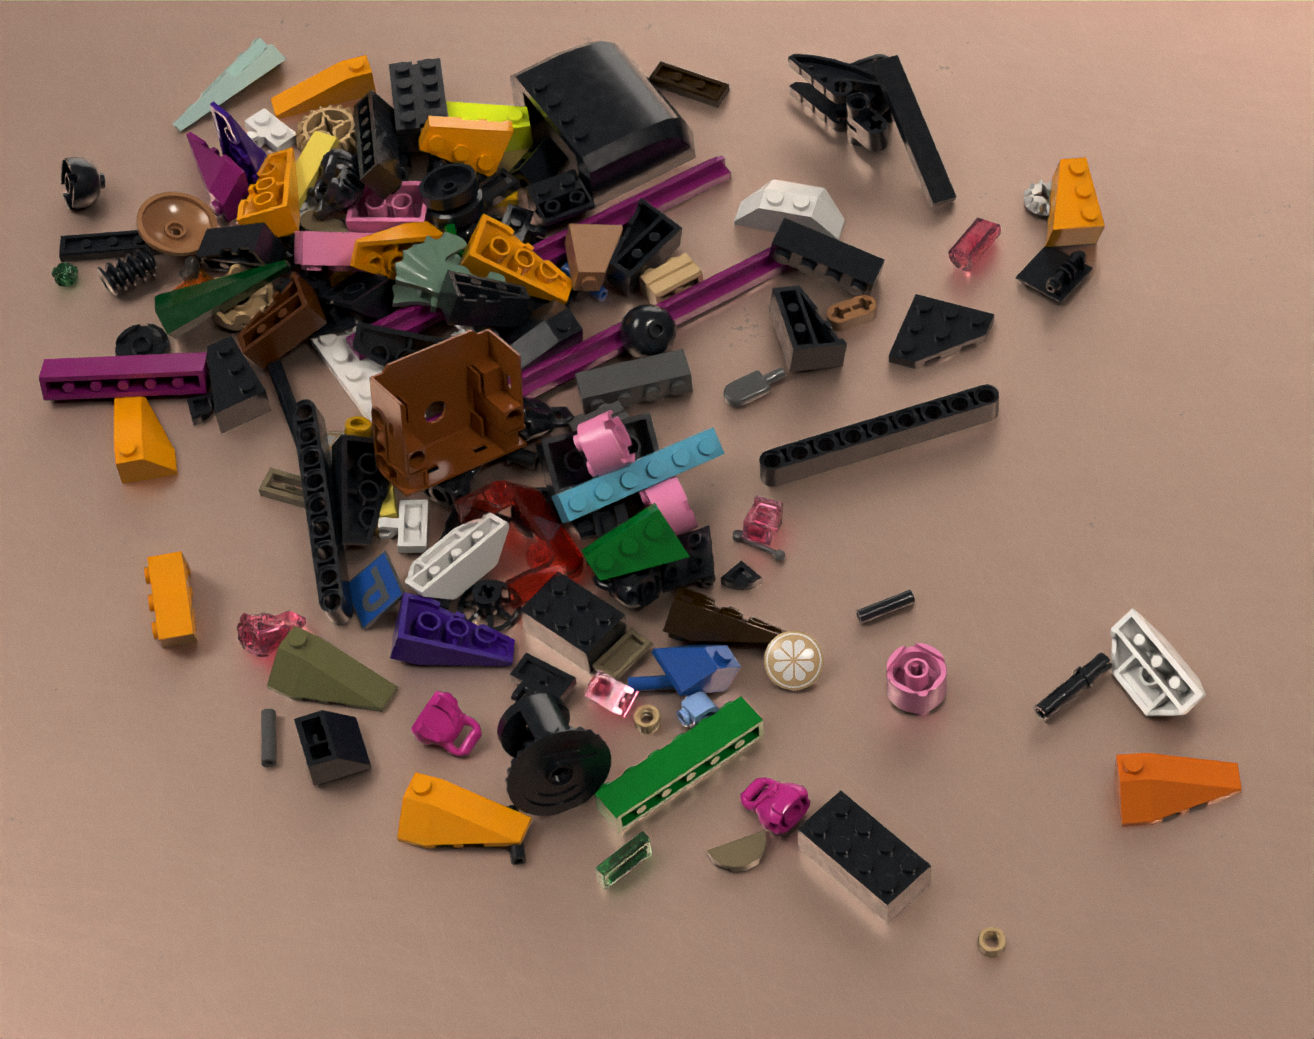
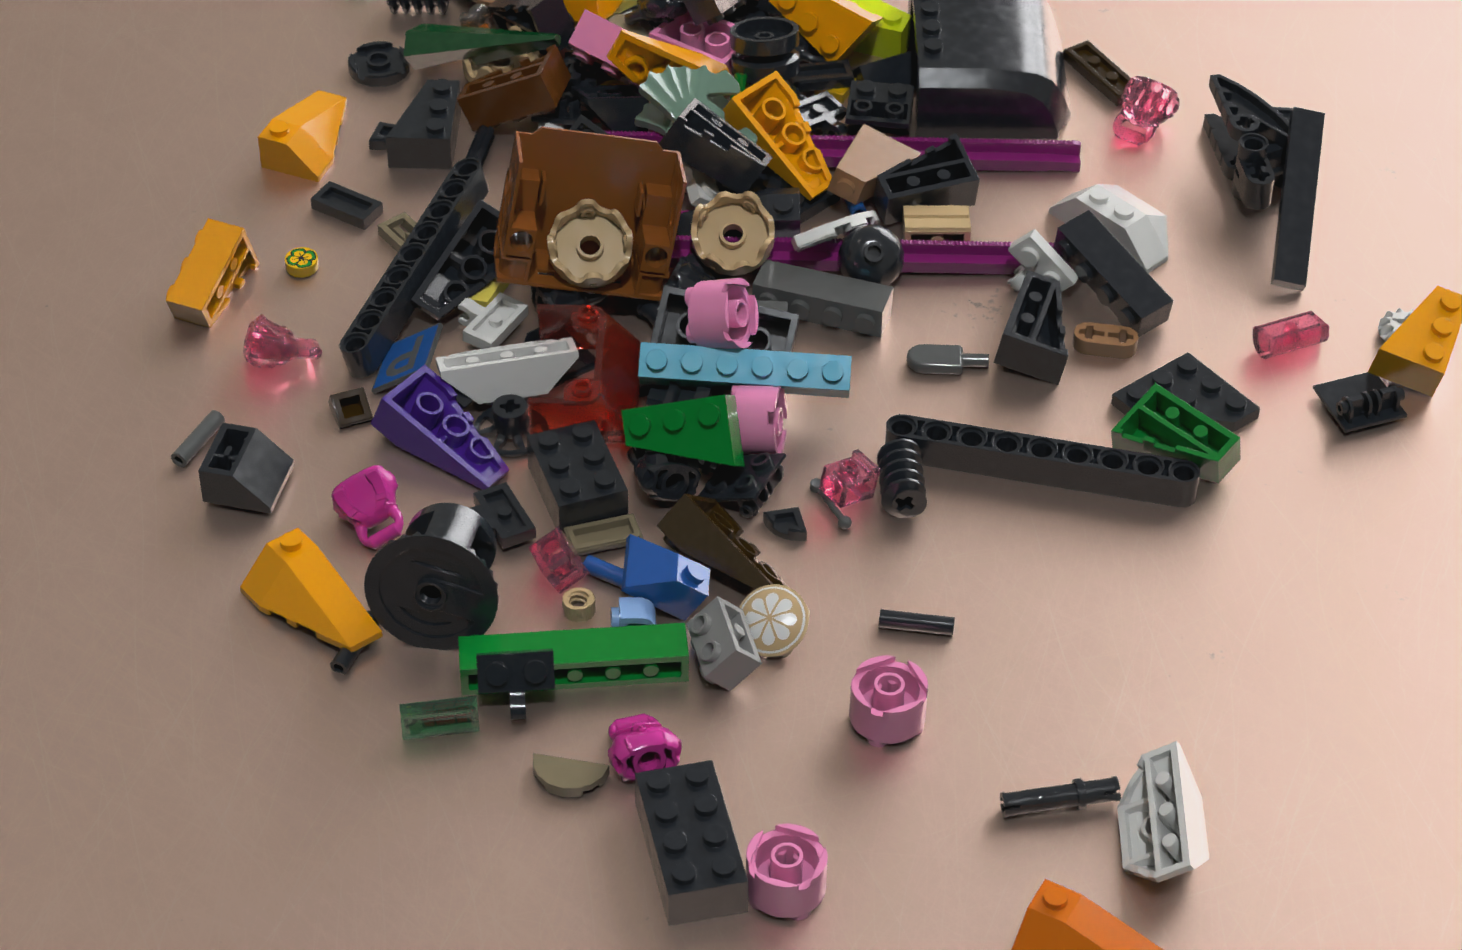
camera: 25 degrees right, 10 degrees down
(125, 376) = (333, 74): magenta brick -> none
(218, 484) = (346, 205): none -> black tile
(224, 550) = (301, 262): none -> yellow tile
(321, 672) = (296, 406): olive wedge -> none
(363, 650) = (350, 408): none -> dark brown slope
(461, 413) = (590, 223): none -> tan plate
(559, 353) = (729, 212): none -> tan plate
(615, 312) = (833, 229): none -> white tile
(656, 800) = (515, 674): none -> black plate
(746, 101) = (1147, 106): none -> clear pink piece
(769, 274) = (1039, 257): none -> white plate
(776, 697) = (723, 643): none -> light grey brick
(798, 501) = (901, 478): none -> black piece
(945, 841) = (786, 871): none -> bright pink brick
(960, 366) = (1174, 429): none -> green wedge

